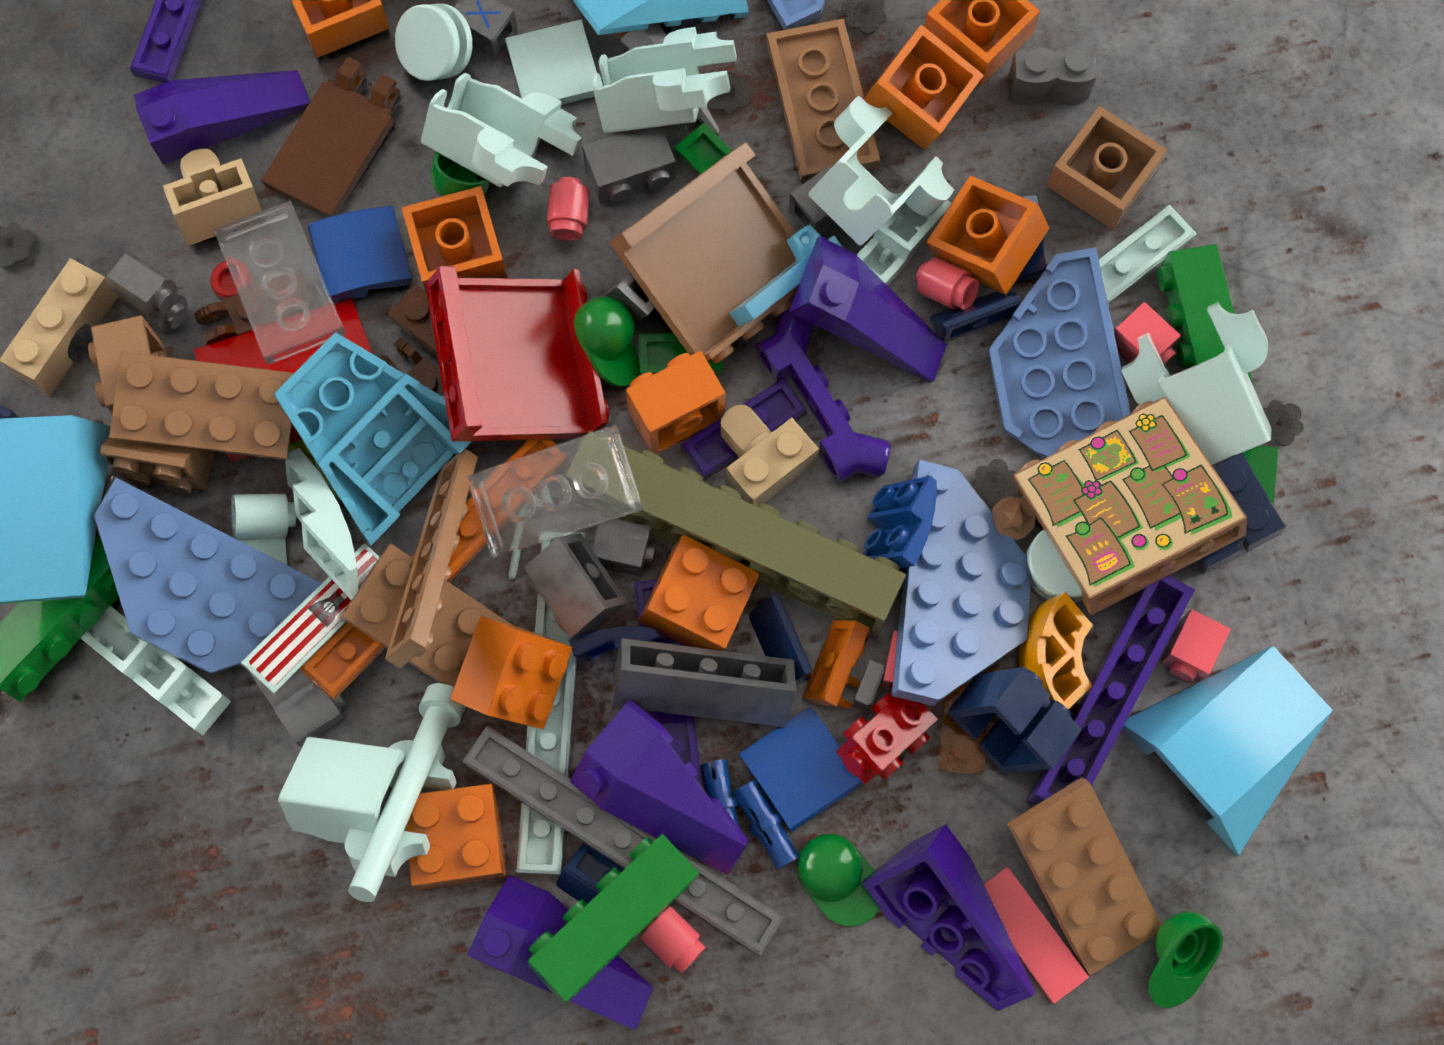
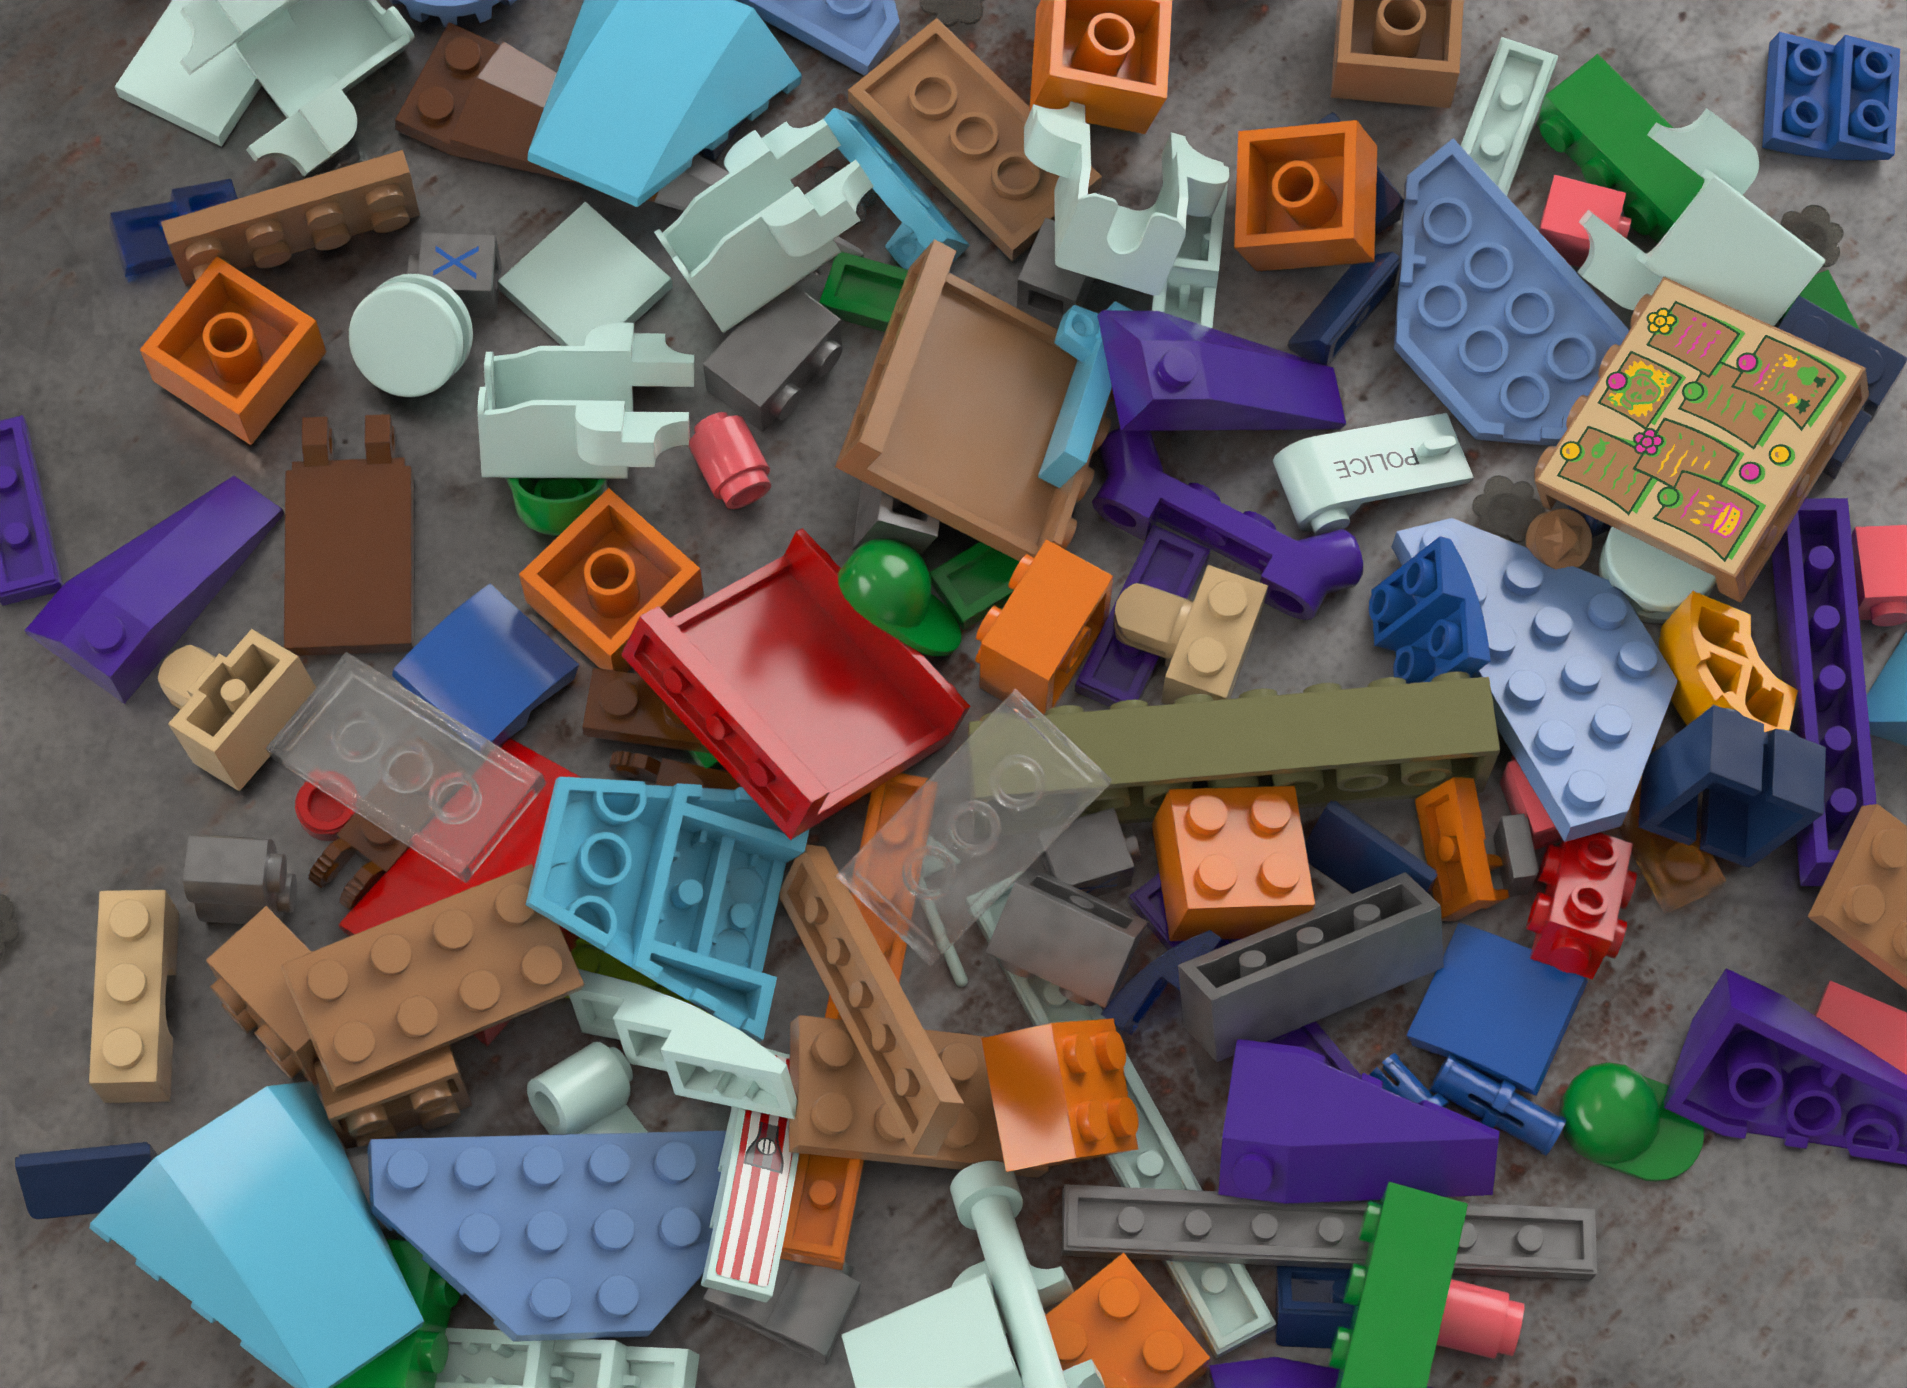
camera: 30 degrees left, 5 degrees down
(758, 104) = (919, 215): none -> medium azure hinge
(914, 407) = (1339, 471): none -> light aqua door
(947, 284) = (1289, 288): coral brick -> none
(1347, 347) = (1831, 98): none -> blue slope

